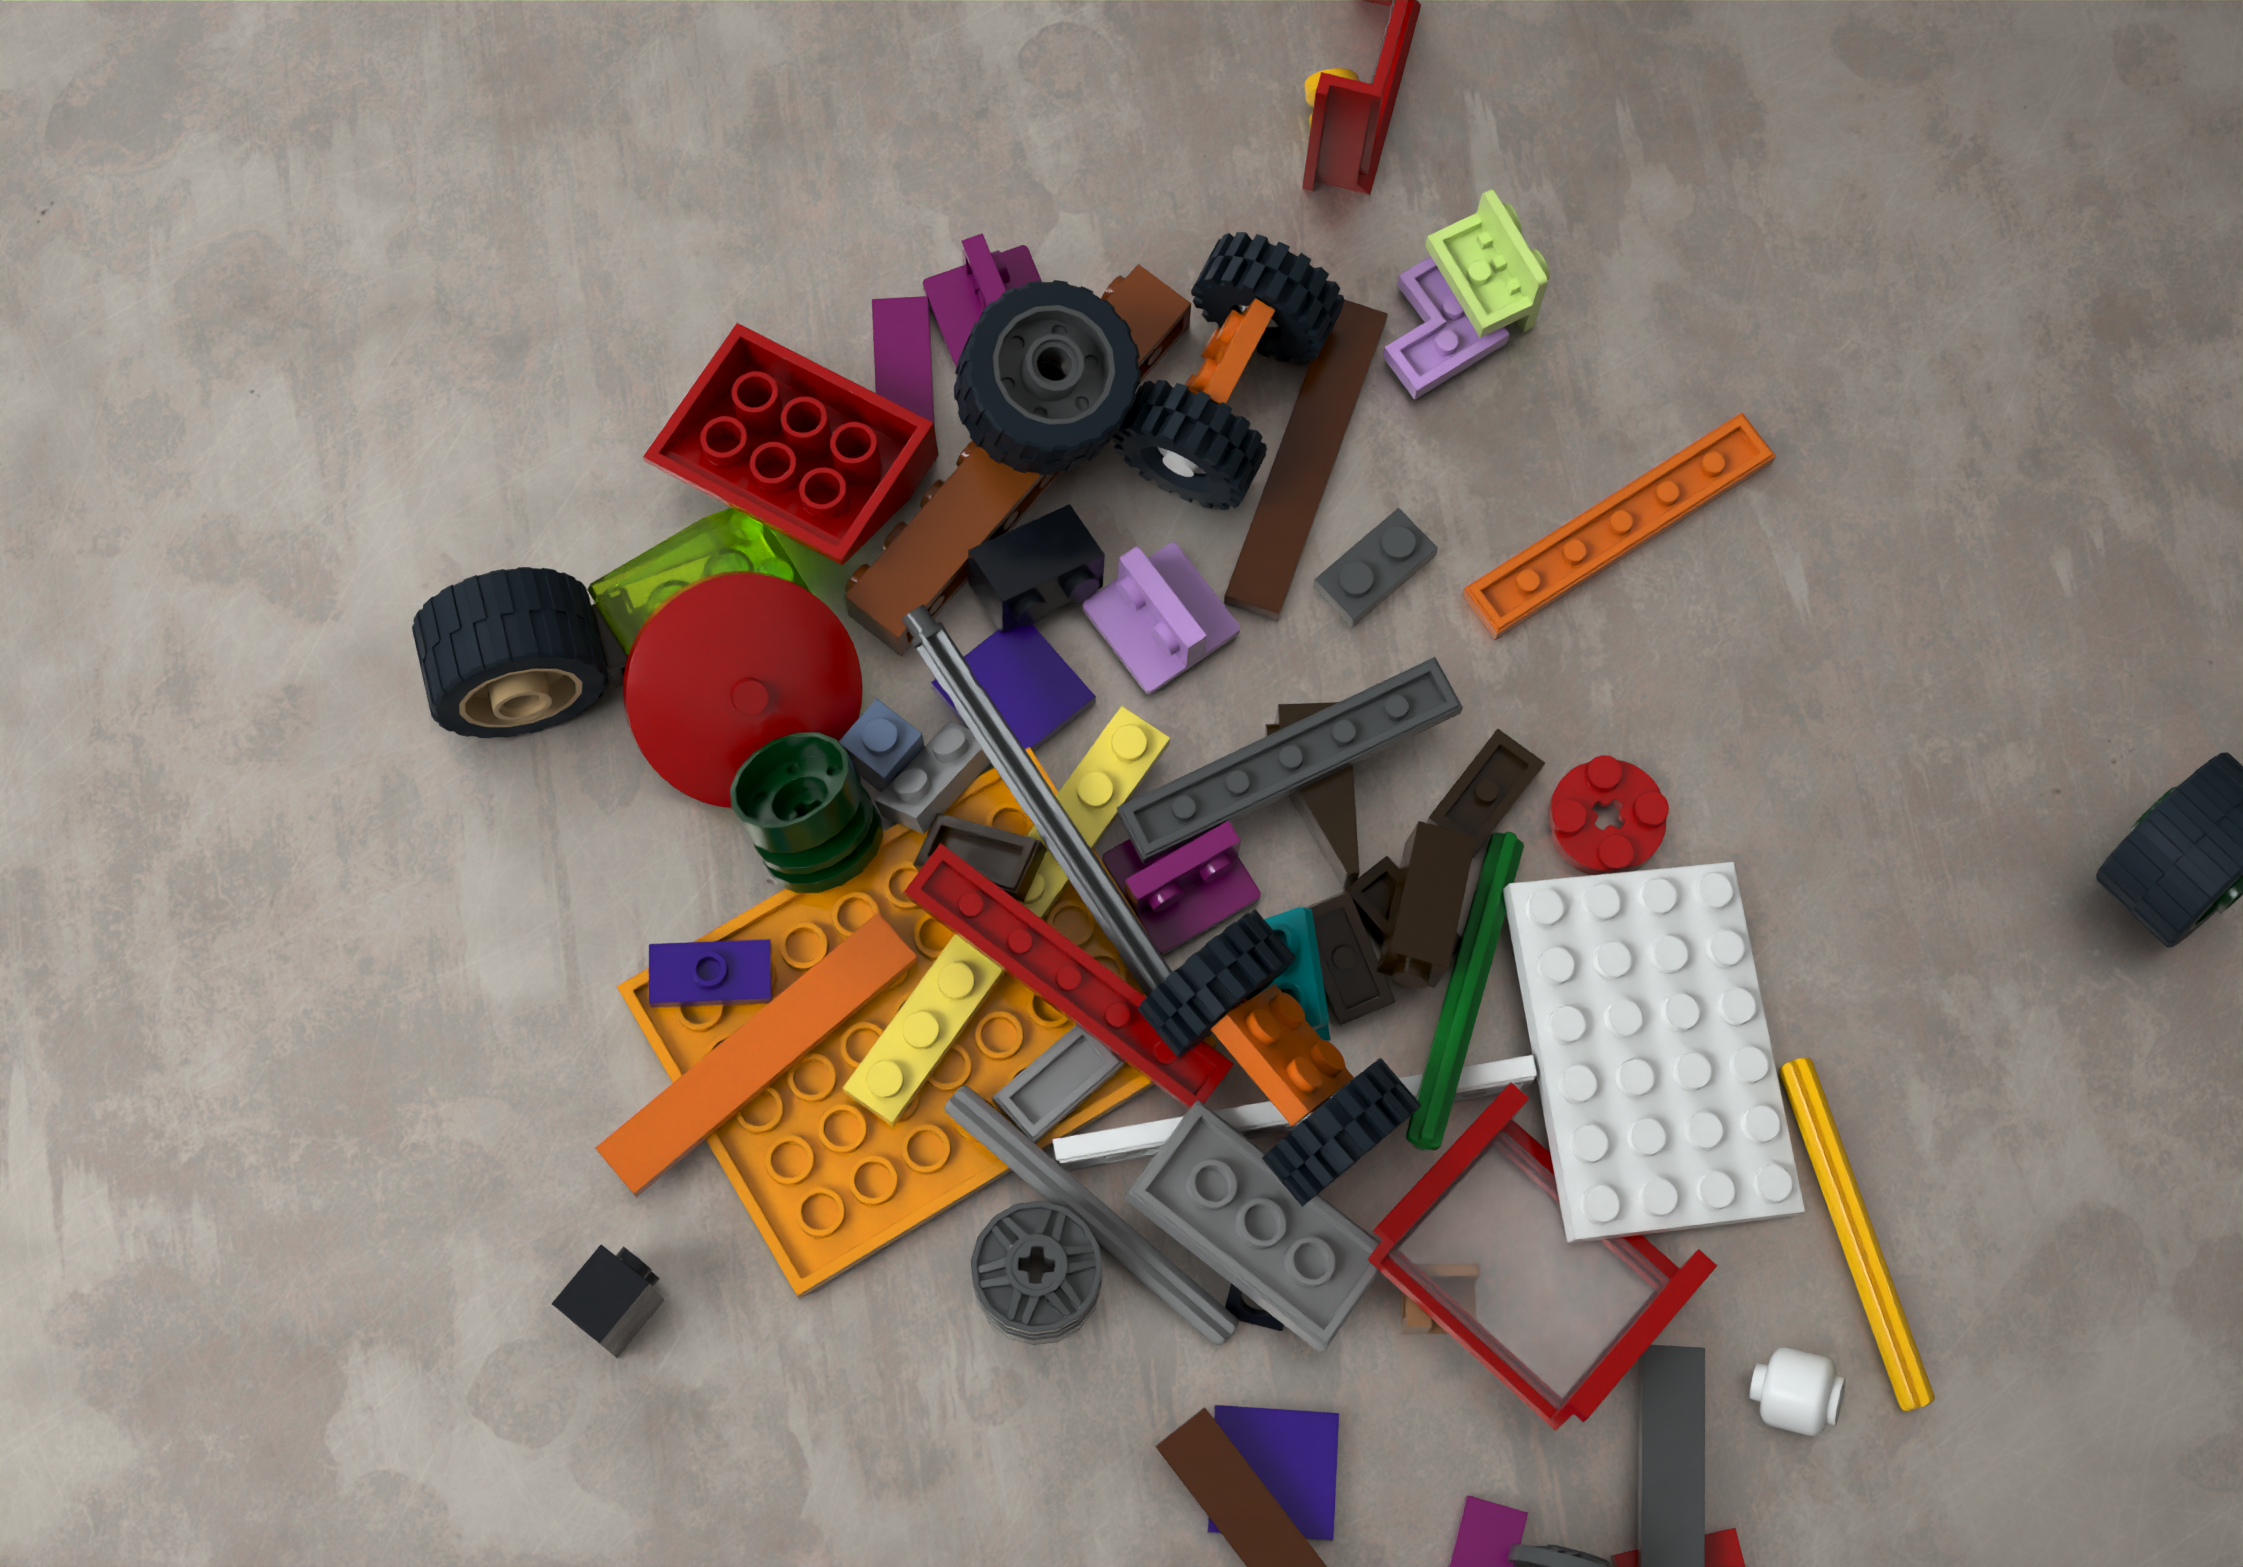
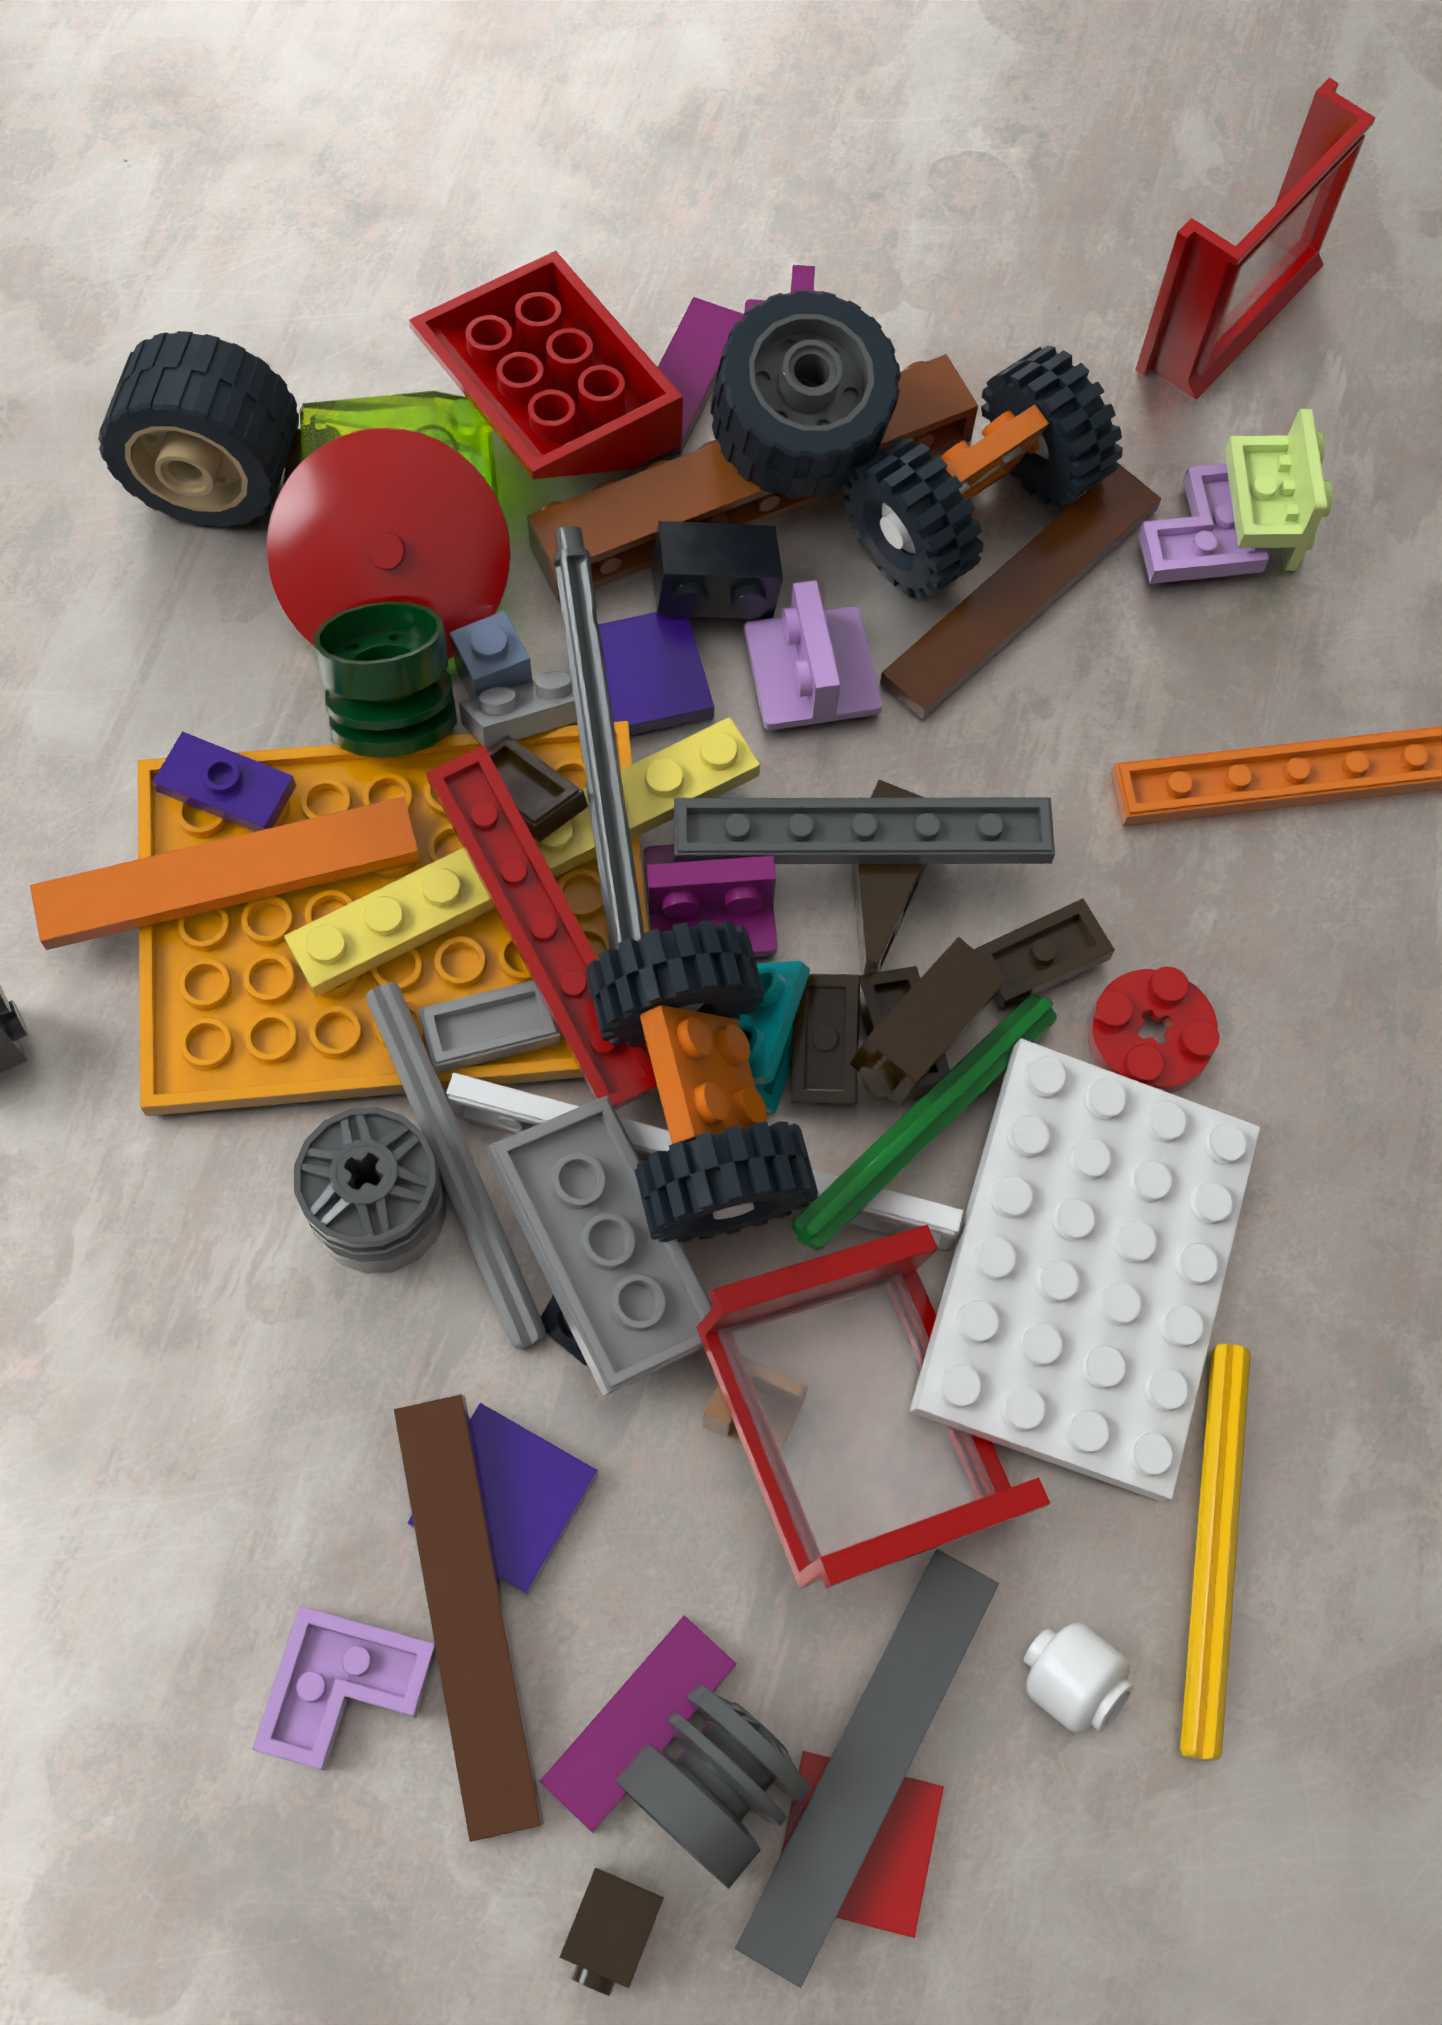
camera: 25 degrees right, 5 degrees down
(1375, 567) = (1038, 711): dark grey plate -> none

